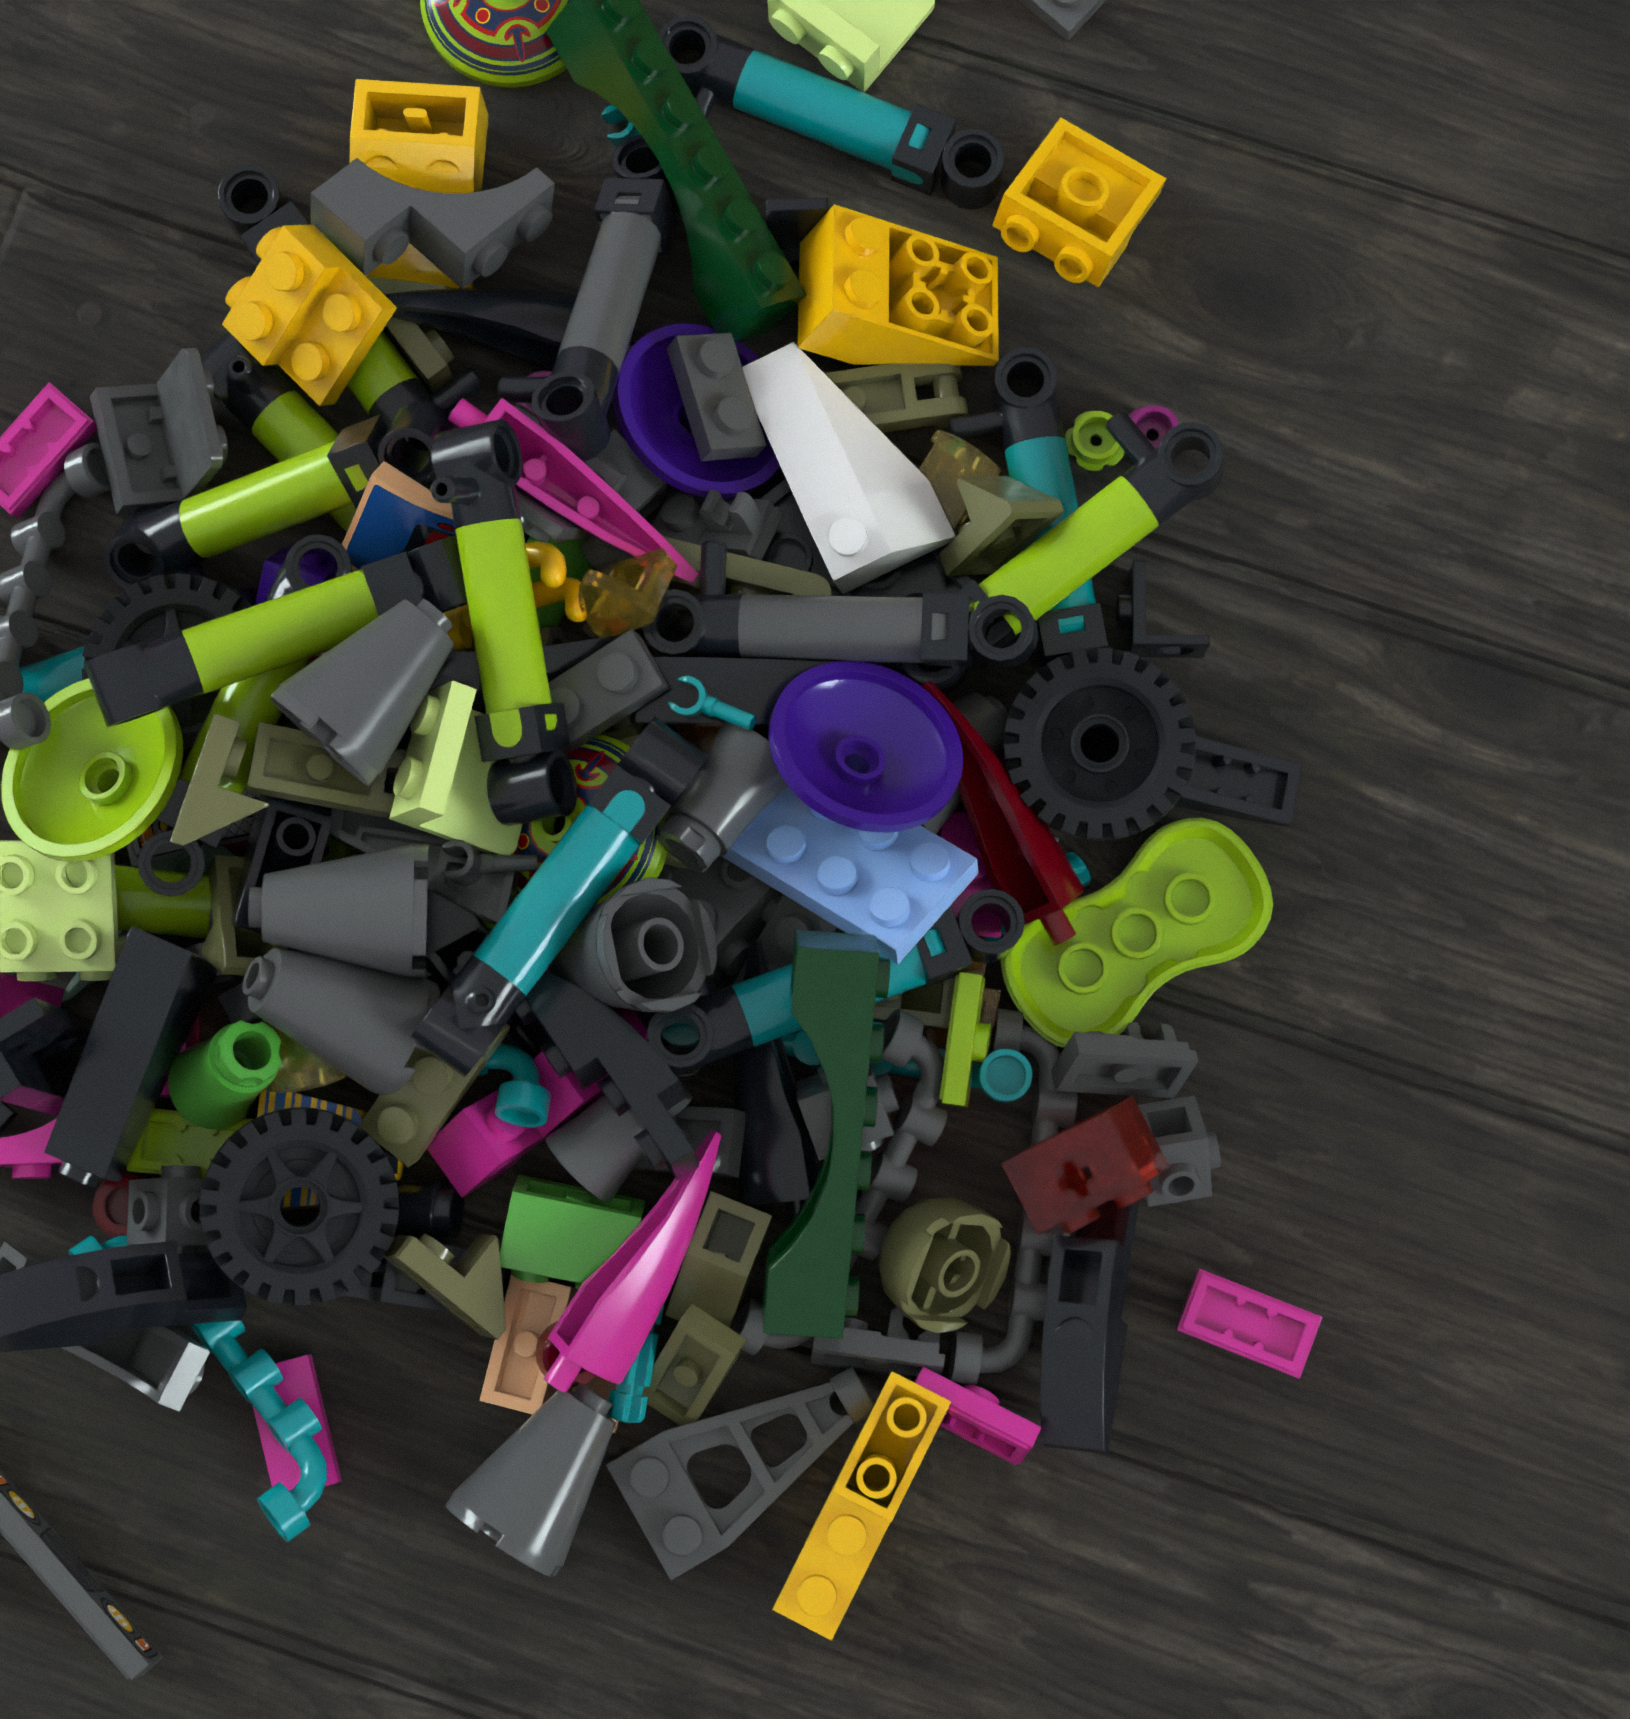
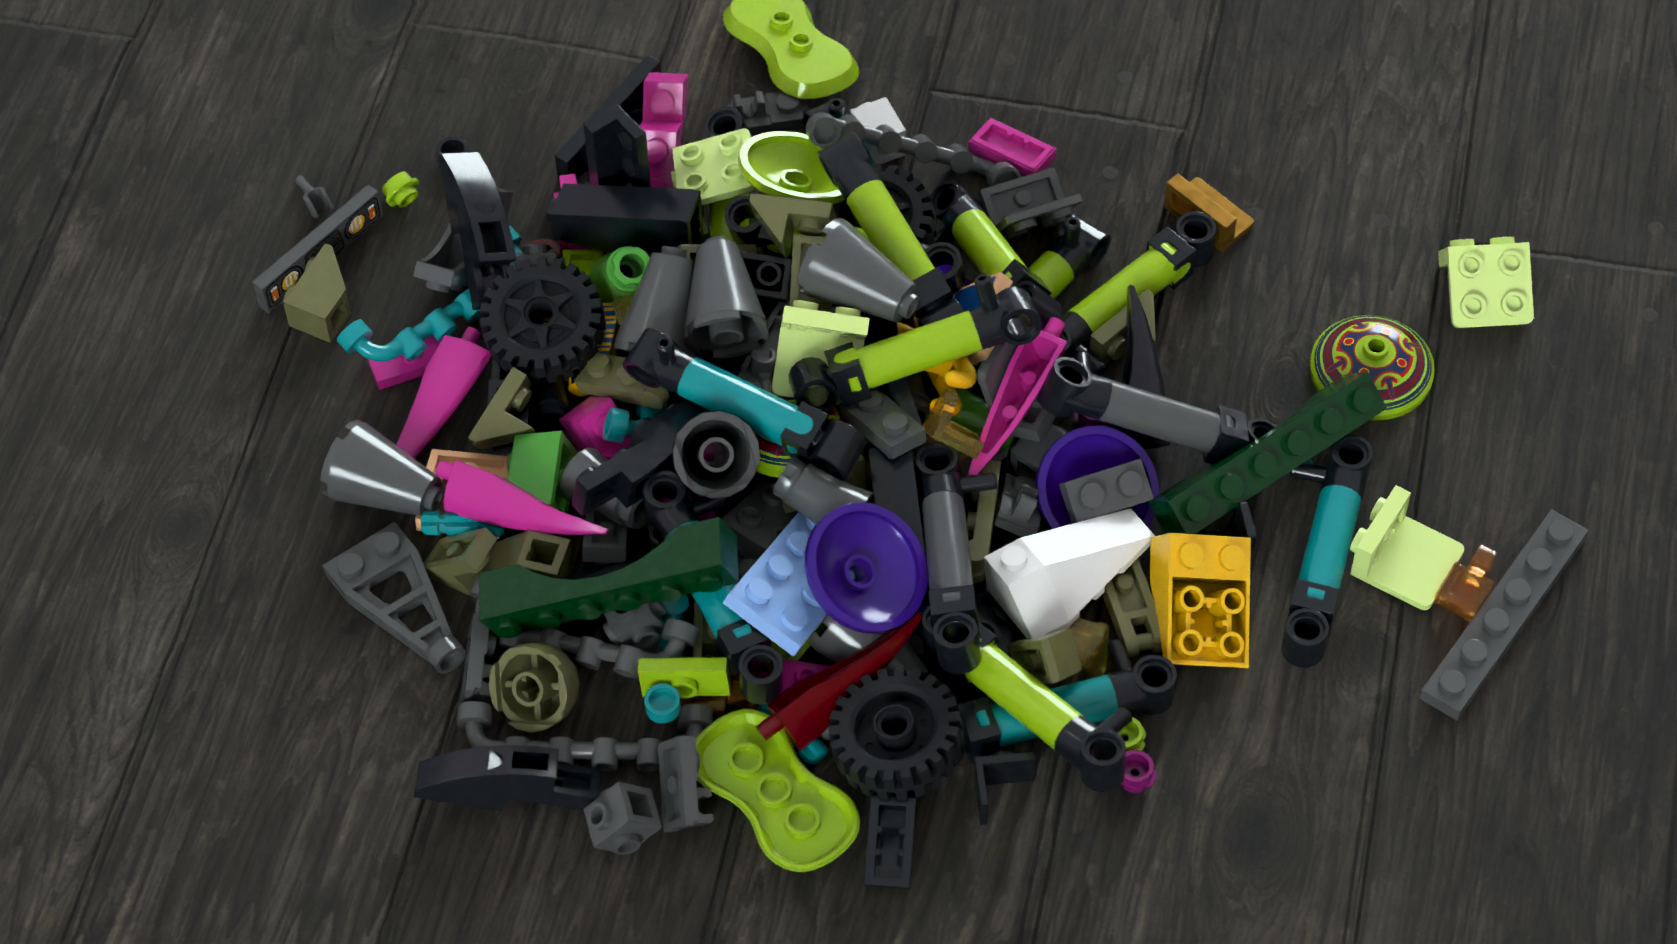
camera: 80 degrees right, 25 degrees down
(162, 1568) = (319, 298): none -> olive slope
(185, 182) = (1199, 196): none -> pearl gold panel
(307, 311) = (1119, 257): yellow plate -> none
(374, 1373) = (442, 388): none -> dark pink piece
(422, 139) = (1226, 320): yellow slope -> none
(458, 232) = (1189, 335): dark grey arch -> none
(714, 707) = (882, 475): teal hand -> none
(861, 1505) = (373, 663): yellow slope -> none
(980, 1419) = (438, 722): dark pink plate -> none
(1053, 1176) = (602, 748): clear red brick -> none
(1077, 203) = (1293, 703): yellow plate -> none
(1248, 1323) = (509, 886): dark pink plate -> none

